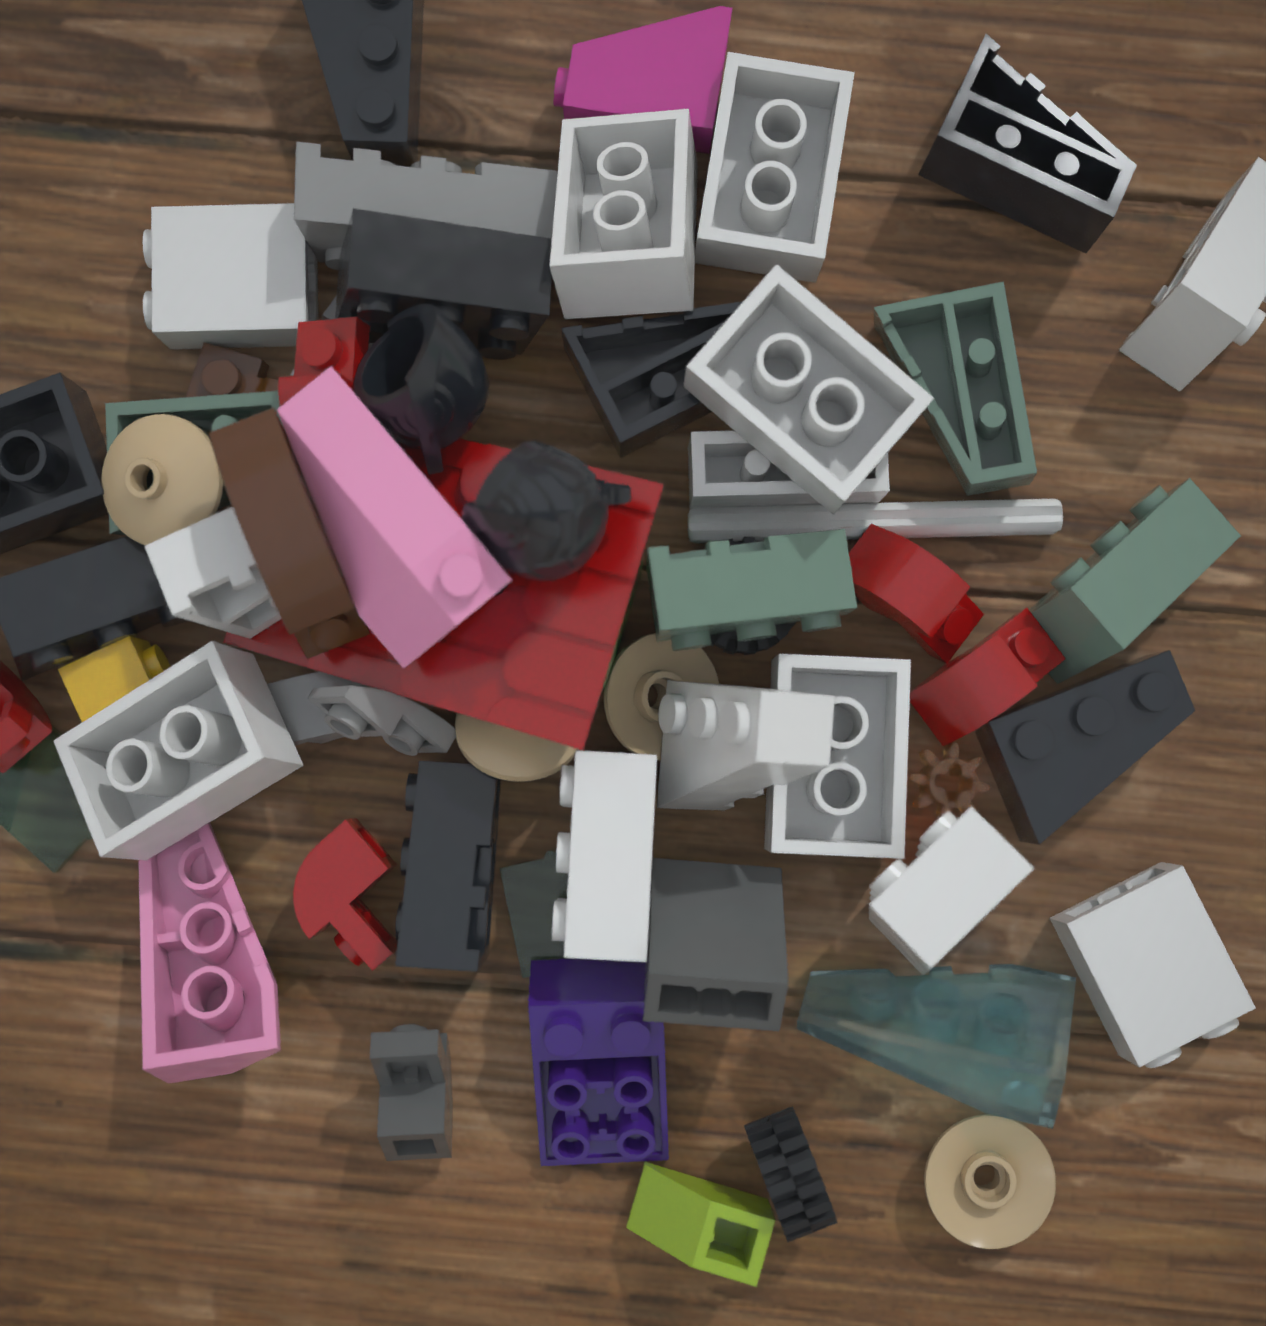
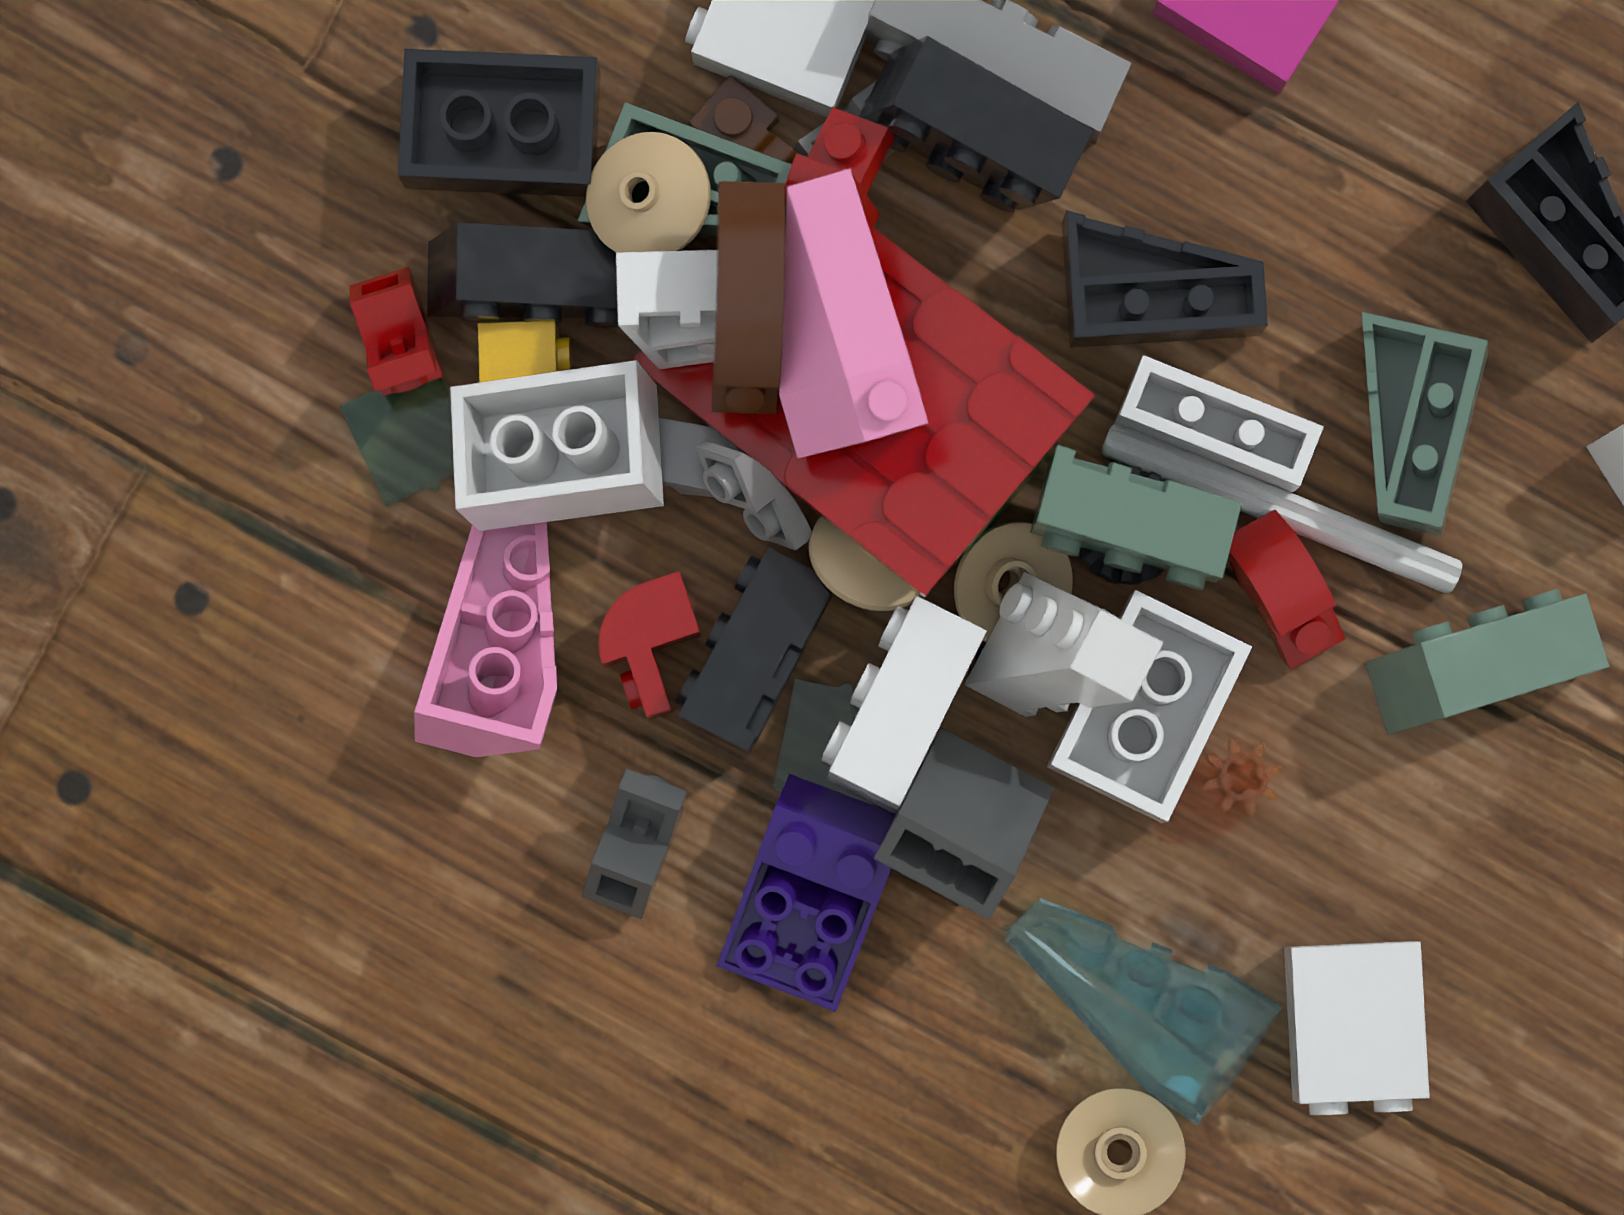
camera: 30 degrees right, 0 degrees up
(423, 382) = (922, 212): black helmet -> none
(542, 512) = (980, 376): black helmet -> none
(625, 215) = (1170, 130): white brick -> none
(703, 1223) = (842, 1070): lime slope -> none
(773, 166) = (1327, 140): white brick -> none
(790, 1174) = (943, 1061): black tyre -> none
(805, 389) = (1258, 365): white brick -> none
(947, 890) = (1190, 864): white brick -> none
(986, 678) = (1318, 695): red brick -> none
(1079, 739) = (1377, 787): black wedge -> none

